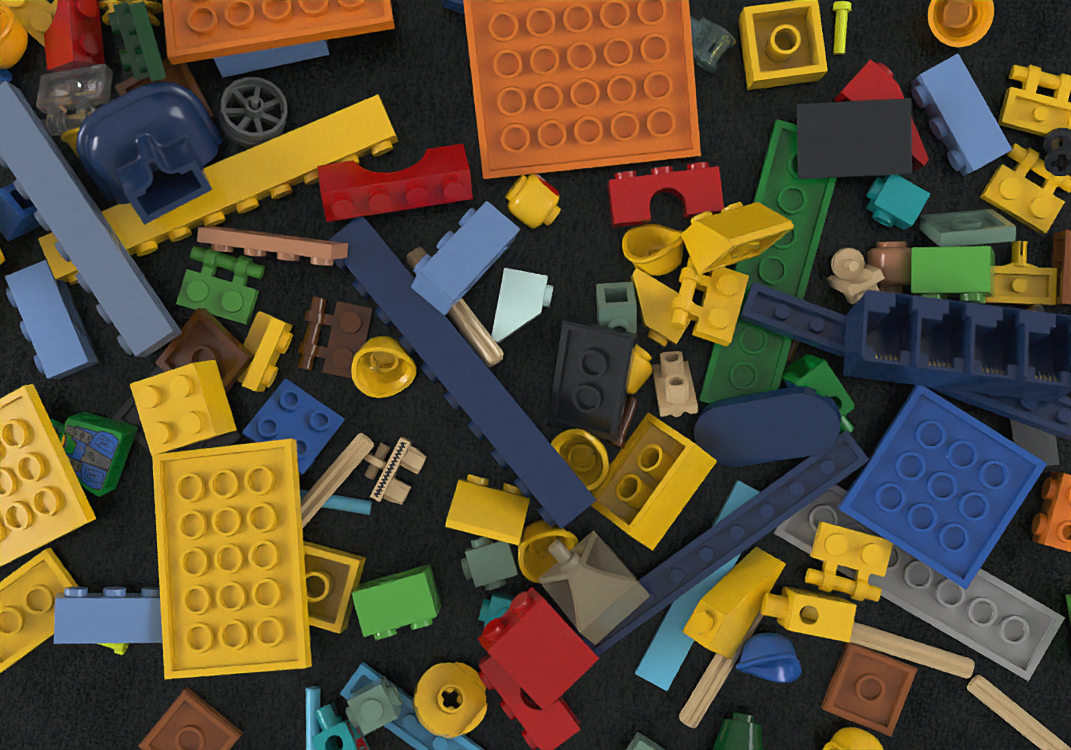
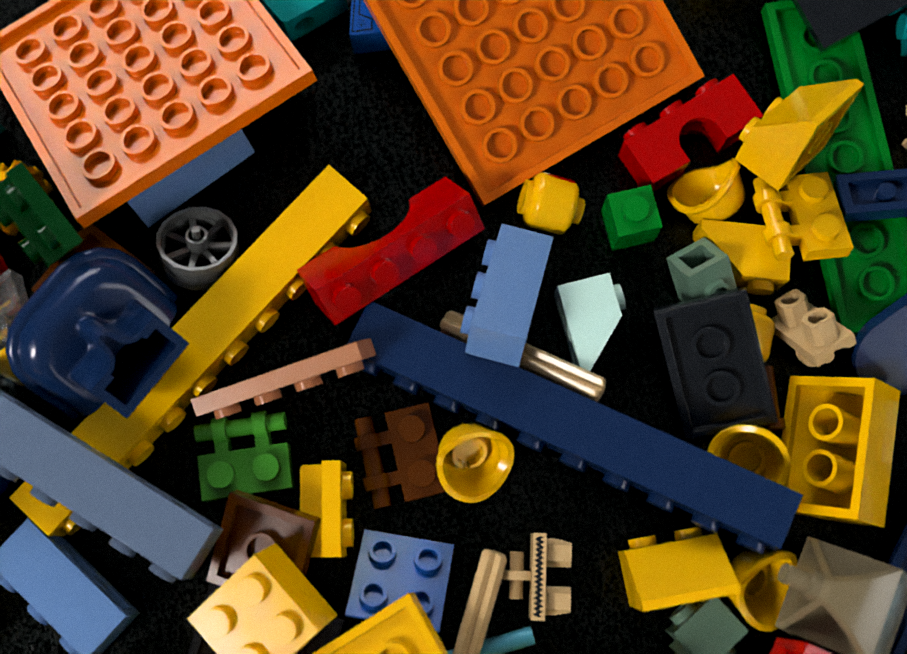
camera: 25 degrees left, 10 degrees down
(587, 240) = (631, 217): none -> green brick

